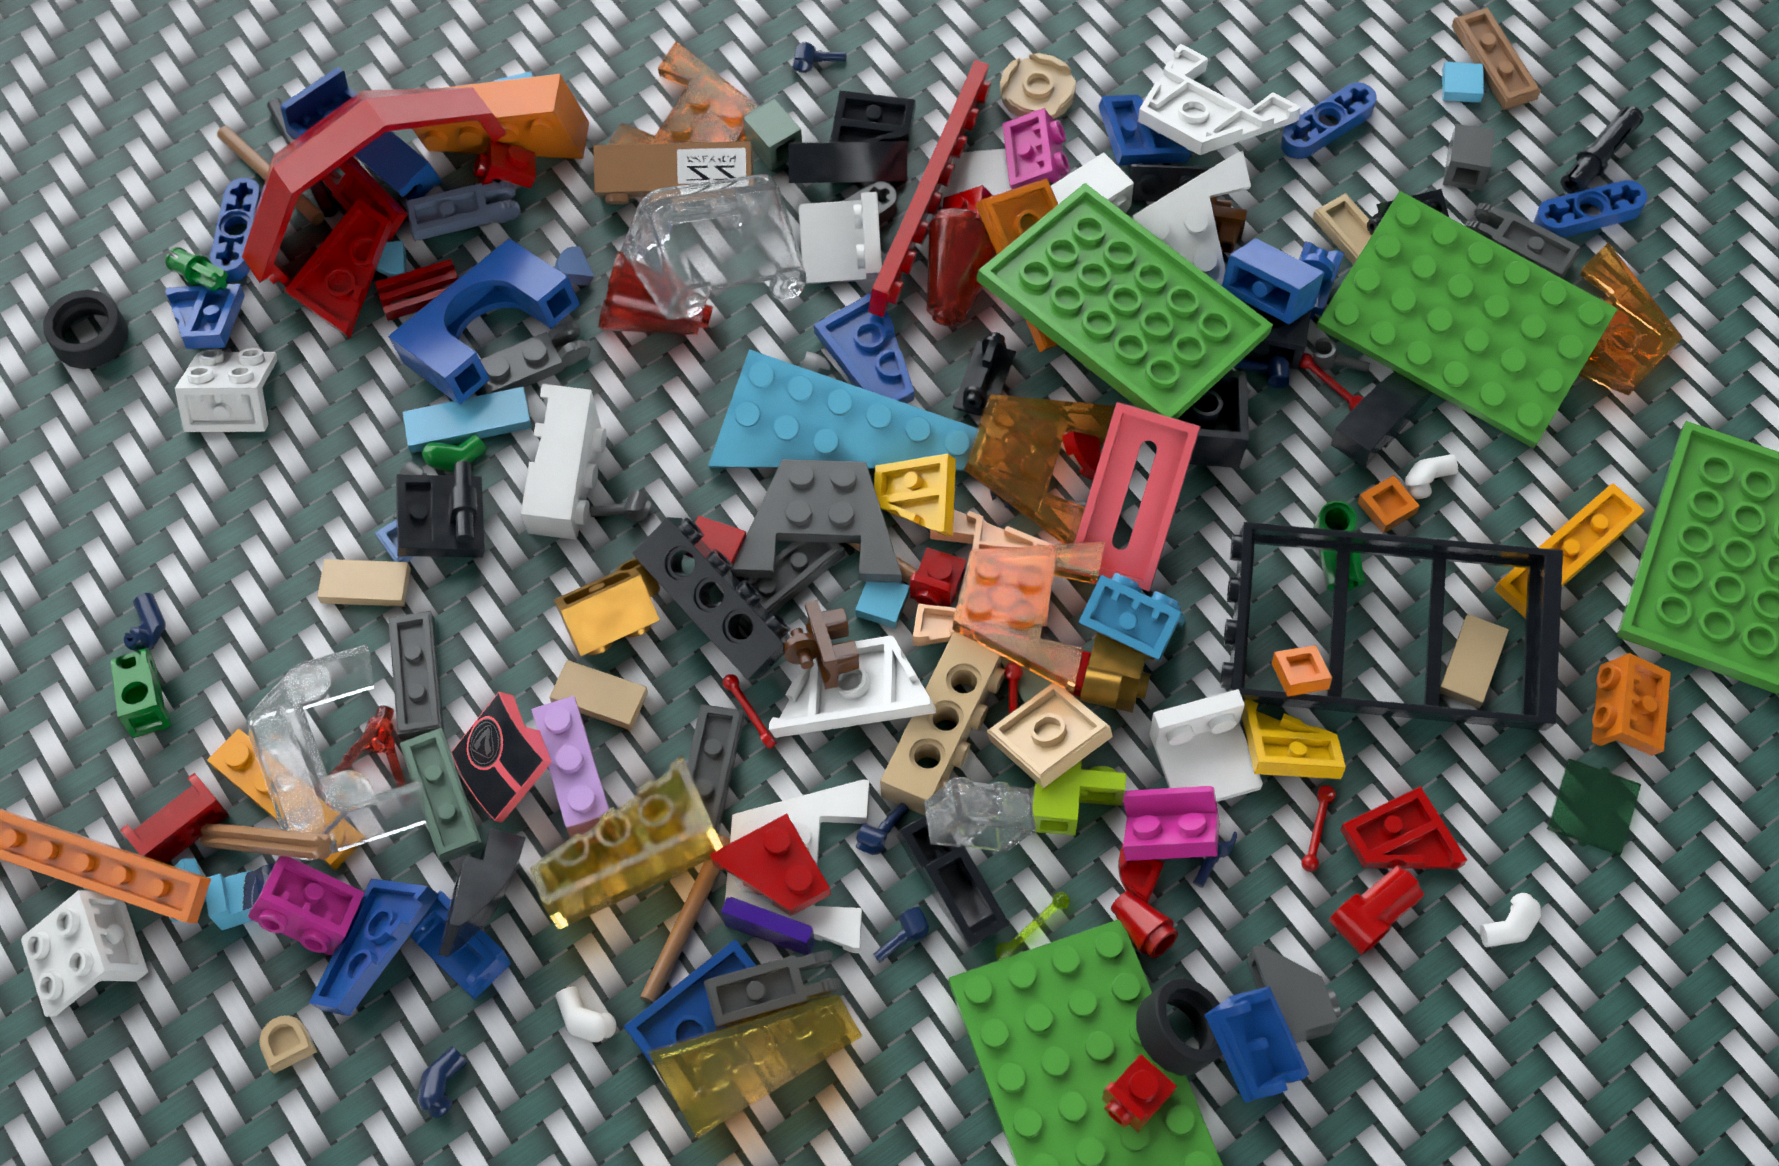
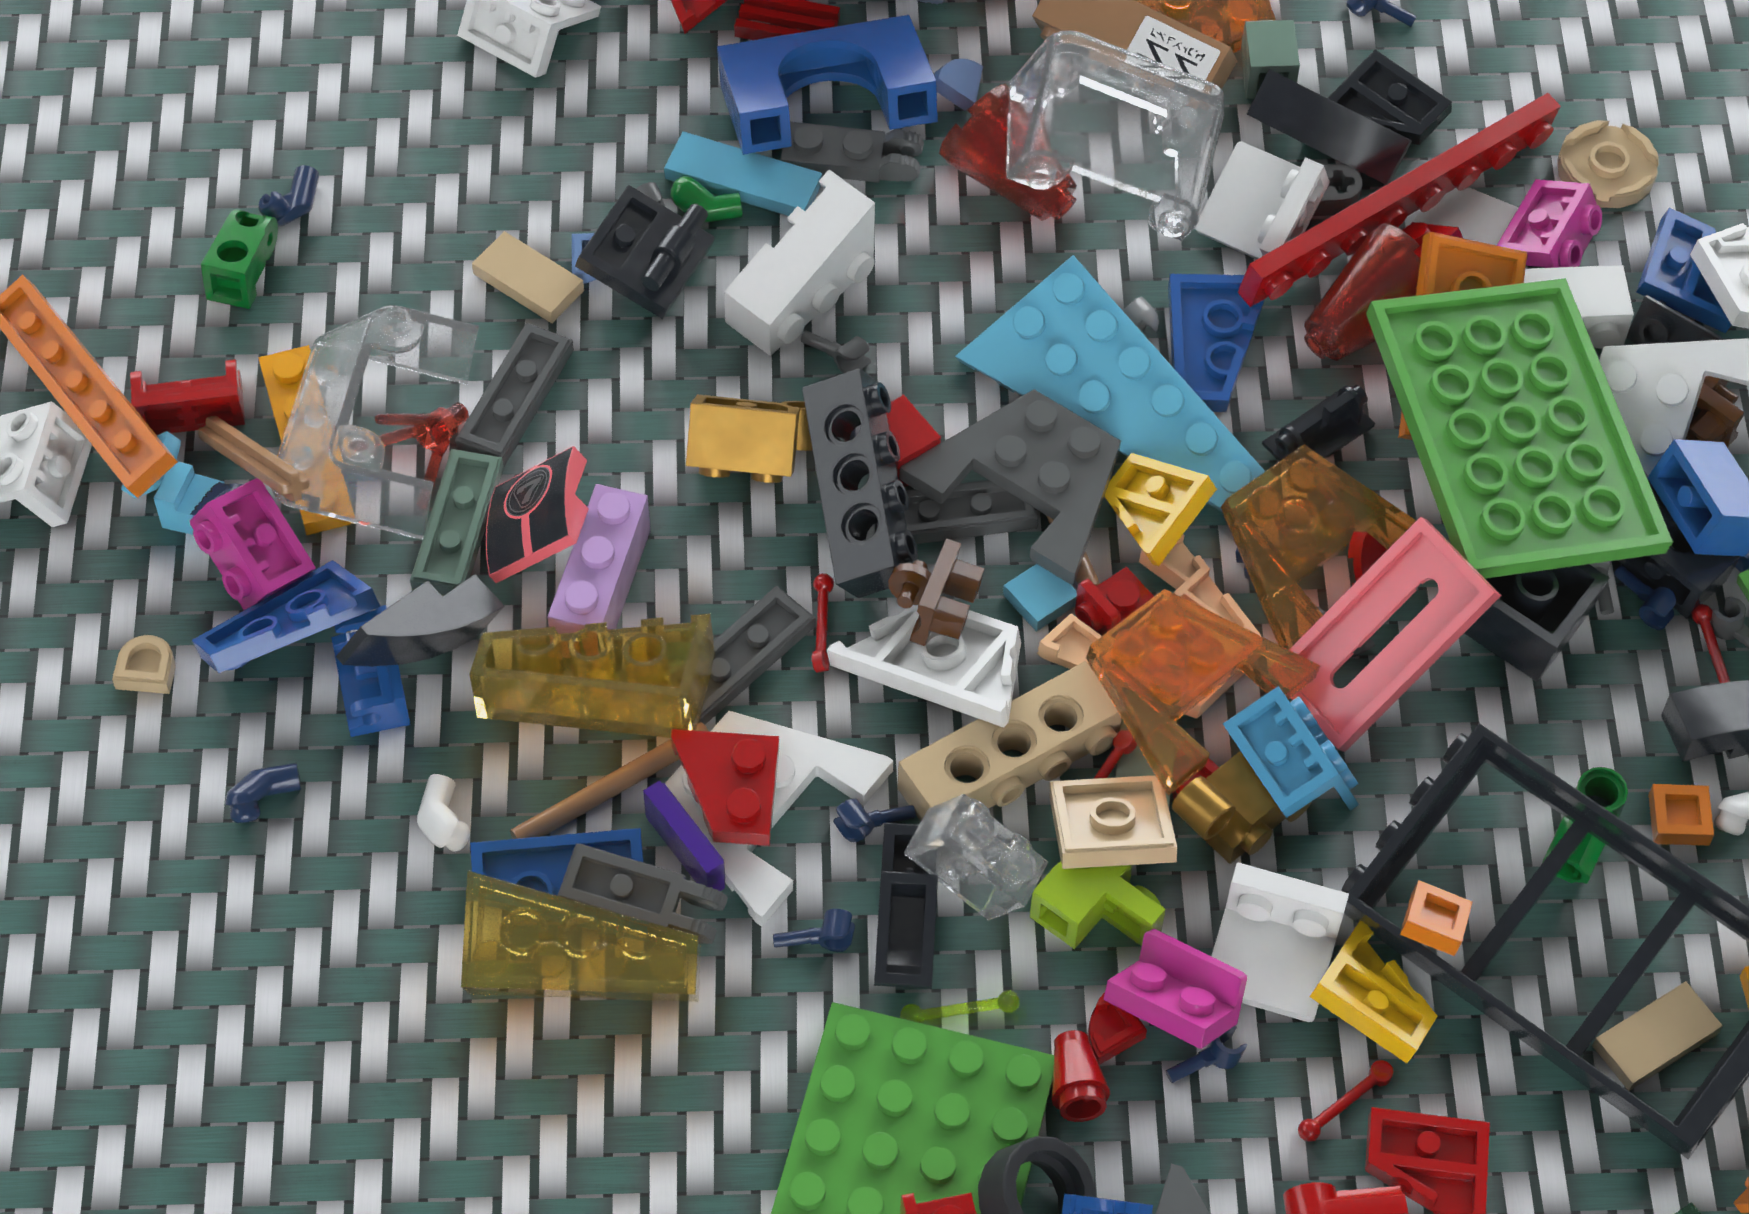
camera: 30 degrees right, 5 degrees down
(600, 694) = (683, 519): tan tile -> none

